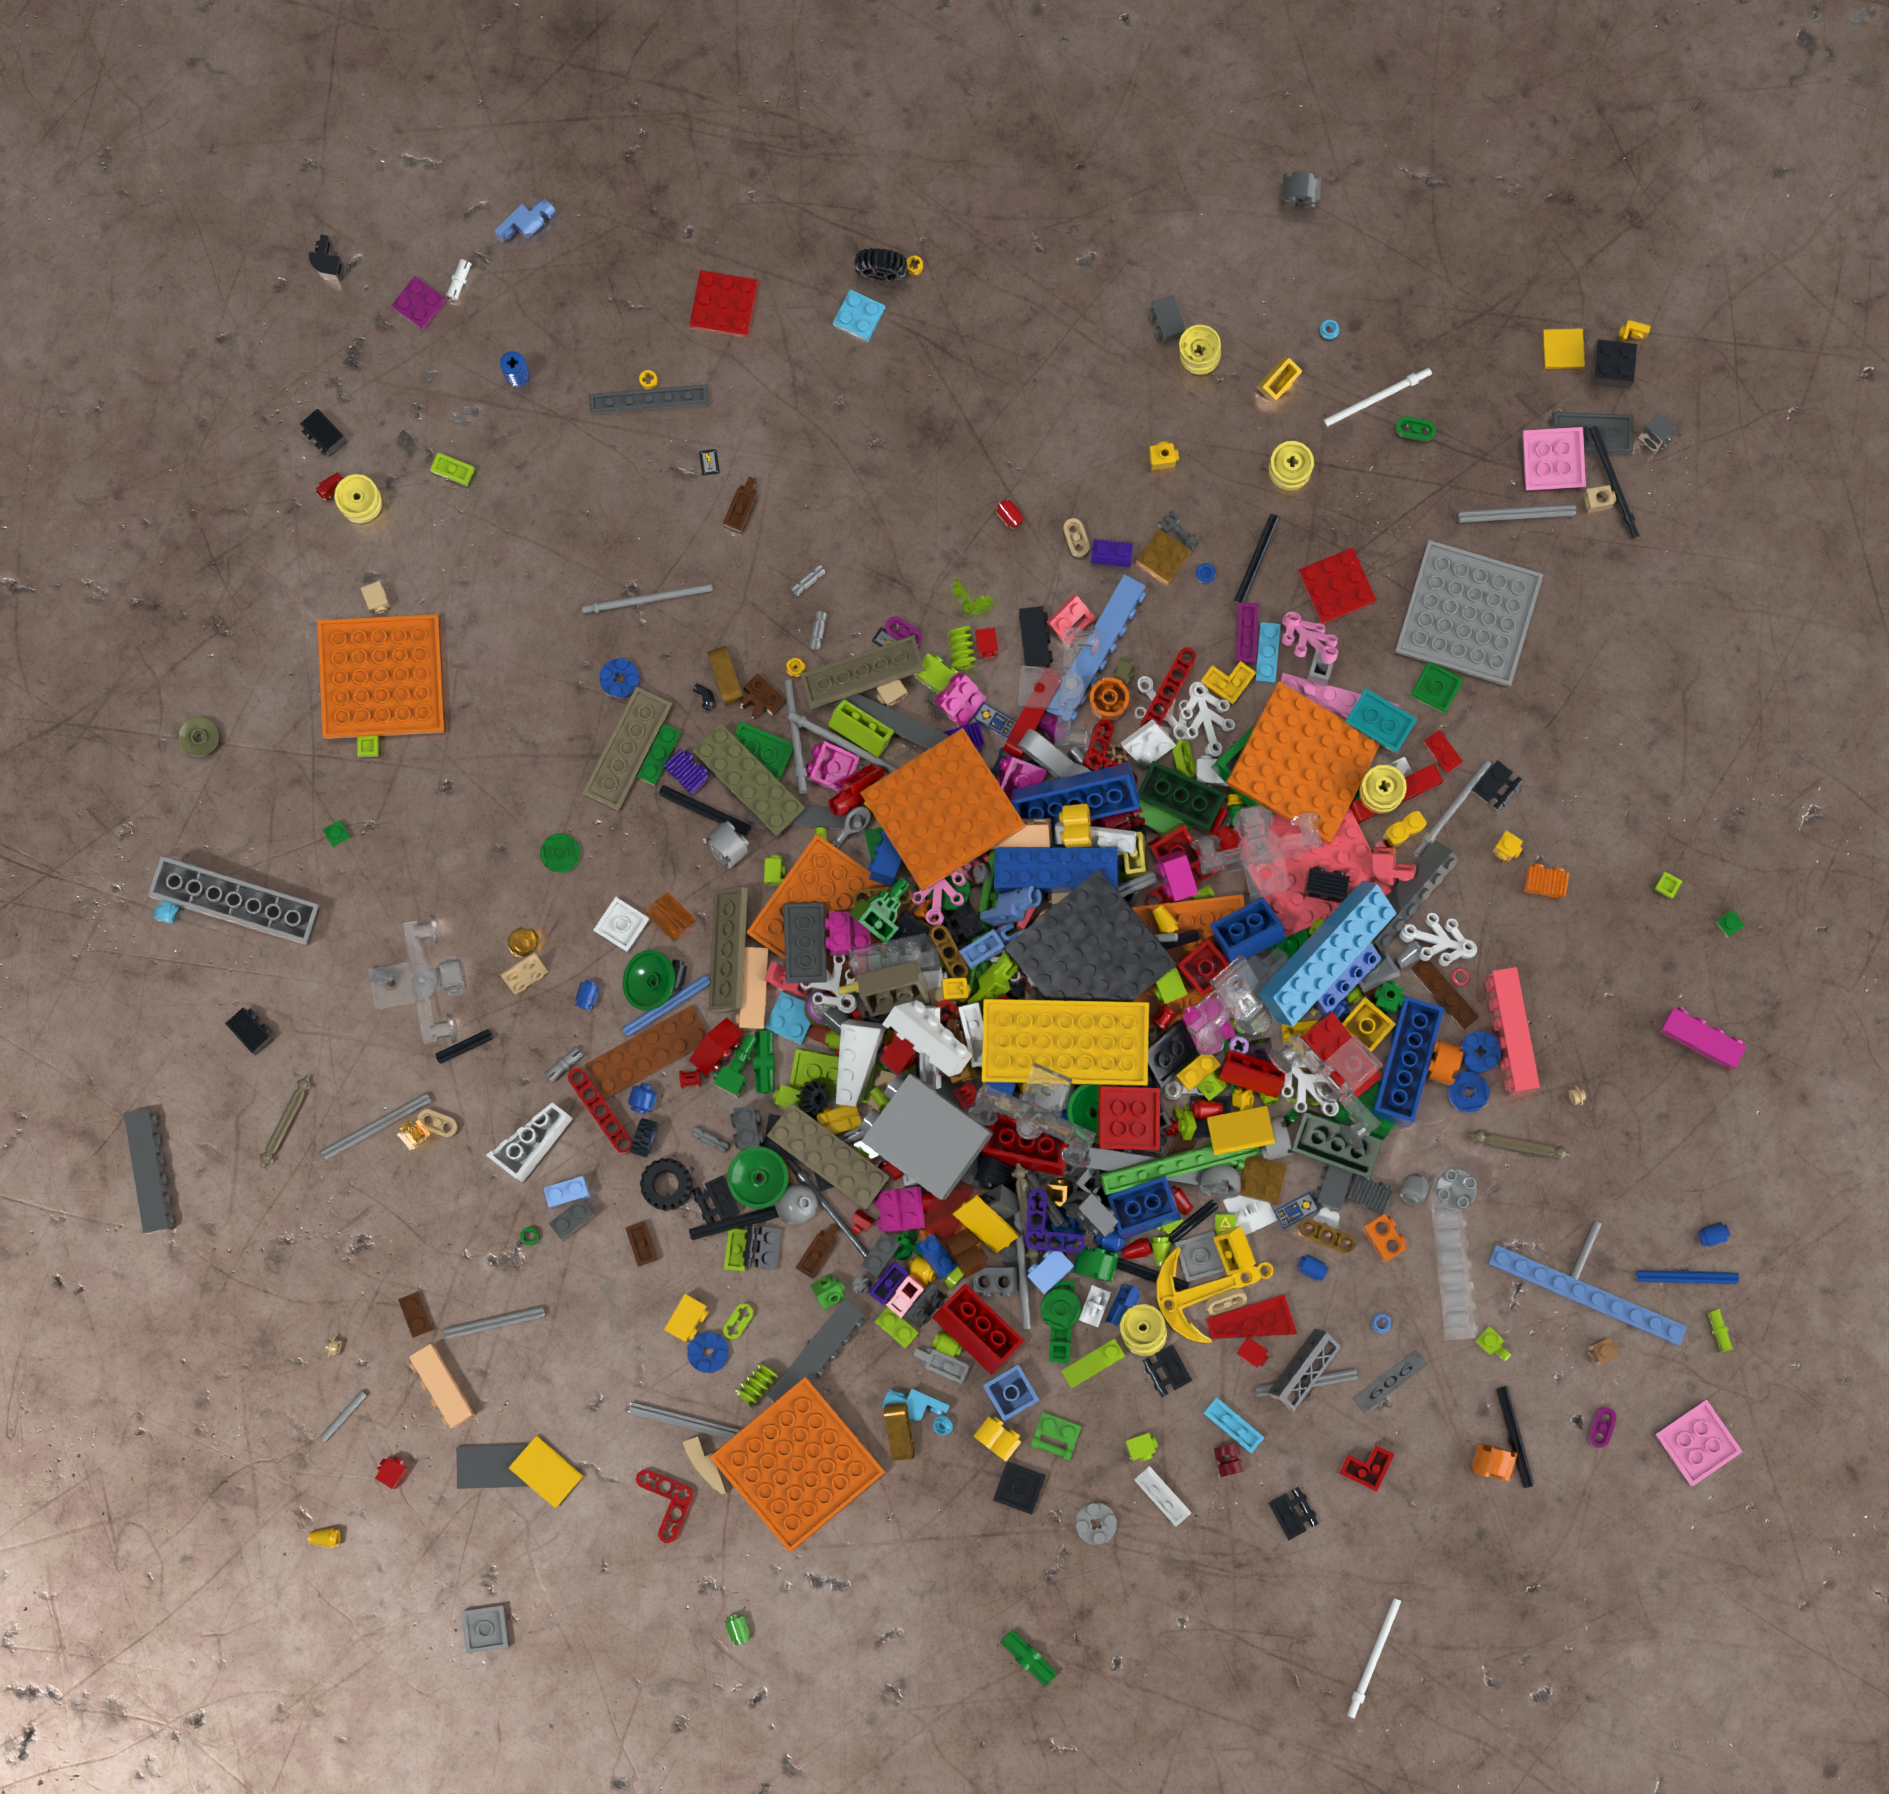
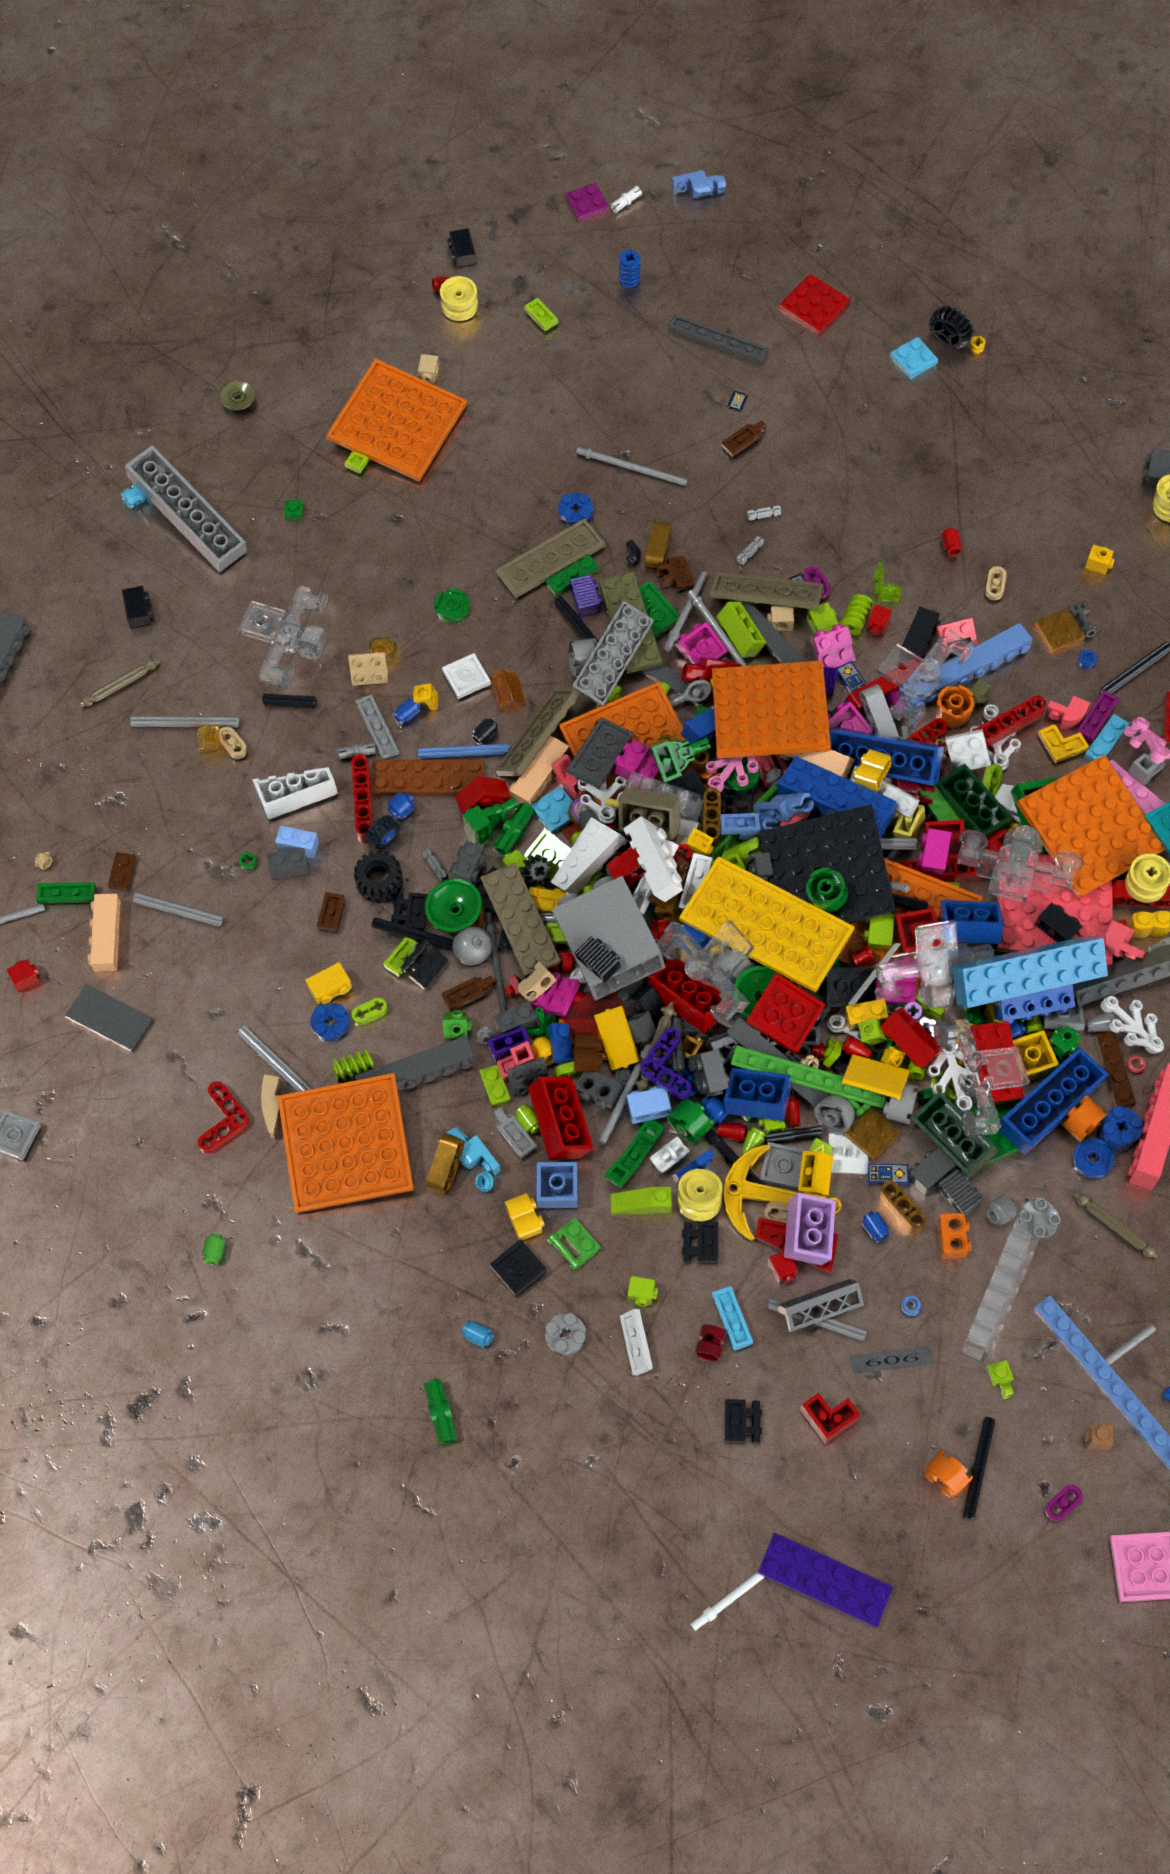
camera: 30 degrees right, 15 degrees down
(325, 265) = (536, 144): black brick -> none
(377, 1367) = (65, 892): none -> green plate
(546, 1471) = (142, 1041): yellow piece -> none
(567, 1027) = (377, 727): none -> light grey tile
(597, 970) = (427, 694): none -> yellow bracket
(641, 976) = (461, 722): green dish -> none
(653, 384) = (725, 321): yellow bush -> none
(690, 1078) = (447, 811): red bush -> none
(756, 829) = (612, 653): none -> light grey plate
(795, 662) = (716, 562): yellow plate -> none
(882, 1211) = (536, 983): none -> tan leg
(936, 1172) = (598, 958): none -> black brick
(1019, 1569) = (477, 1333): none -> dark azure brick
(1025, 984) = (760, 865): none -> dark grey brick
(1060, 1308) = (639, 1140): green tile -> none
(1104, 969) = (832, 899): none -> green brick
(1111, 553) = (1018, 605): dark purple brick -> none
(1165, 921) = (905, 877): yellow cone -> none
(1172, 1147) = (810, 1059): none -> tan plate
(1185, 1041) = (873, 974): none -> white sticker
(1206, 716) = (1028, 757): white plant -> none
(1223, 647) = (1068, 716): none -> coral brick
(1260, 1309) = (810, 1229): none -> lavender brick
(1326, 1216) = (913, 1194): white sticker -> none
(1438, 1612) = (825, 1580): none -> dark purple plate

